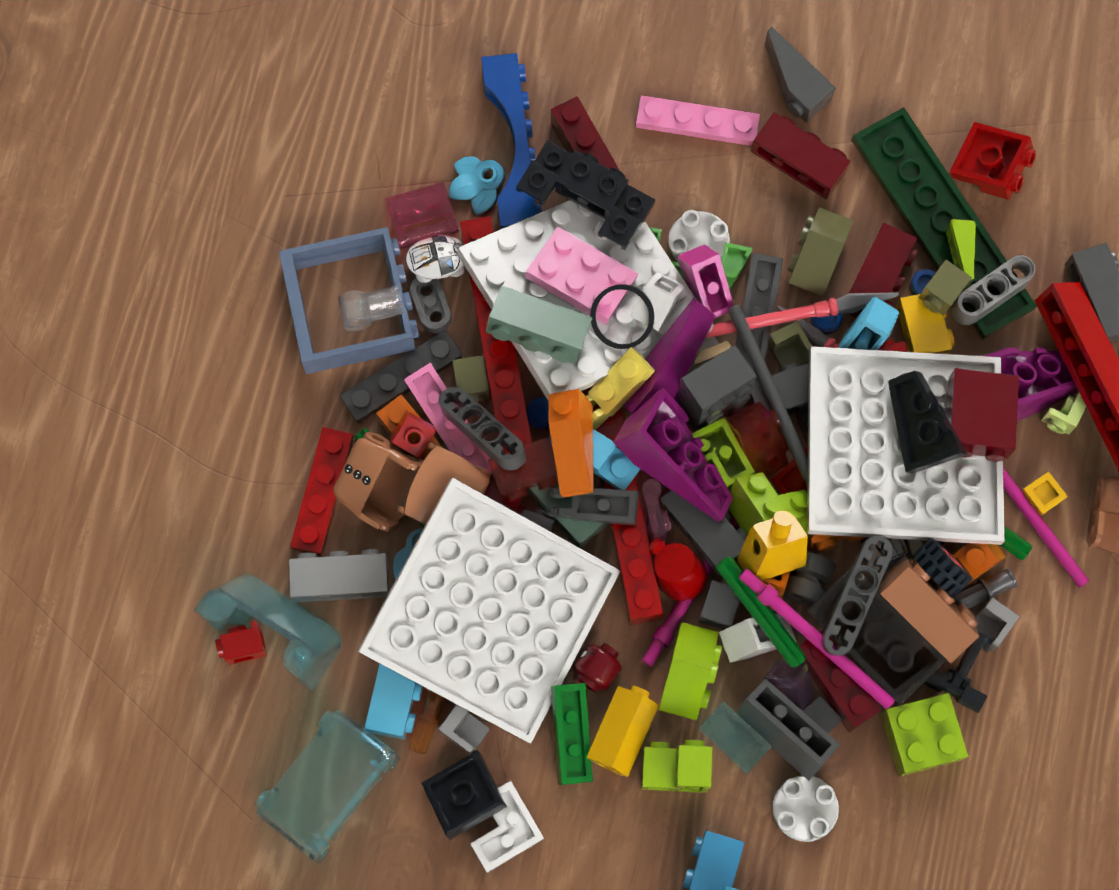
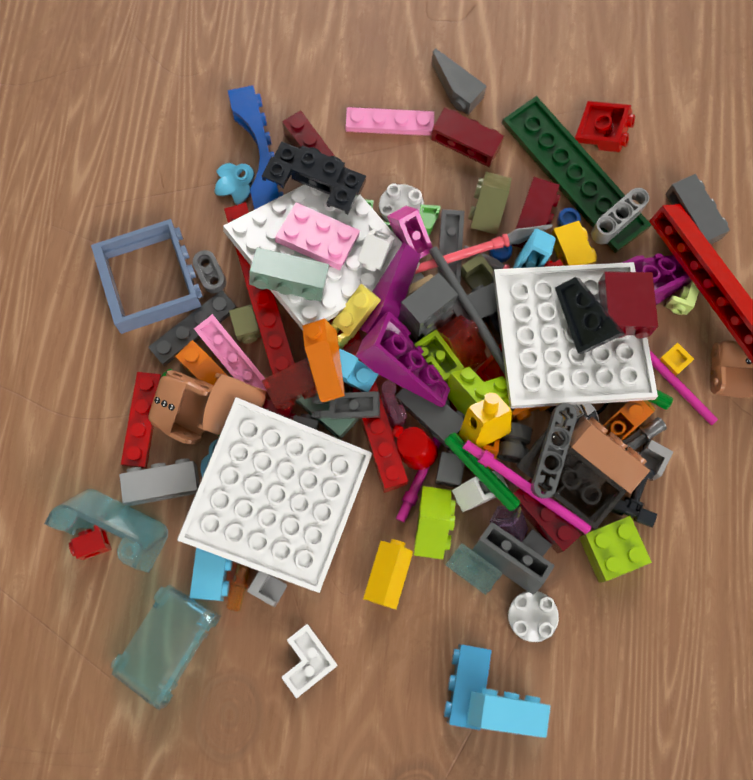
camera: 10 degrees left, 0 degrees up
(361, 308) = (155, 279): clear piece -> none
(408, 424) = (203, 360): red plate -> none
(418, 207) = (195, 203): clear pink plate -> none
(435, 258) = (208, 239): white dish -> none
(463, 795) = (272, 640): black plate -> none
(484, 426) = (257, 355): dark grey beam -> none
(538, 413) = (296, 343): blue tile -> none
(571, 733) = (349, 581): green plate -> none
(594, 324) = (330, 258): black piece -> none
(597, 667) = (363, 528): dark red head -> none
(677, 769) = (433, 598): lime brick -> none
(942, 567) = (614, 421): black wheel -> none
(944, 288) = (586, 216): olive brick -> none
(962, 245) = (592, 185): lime slope -> none

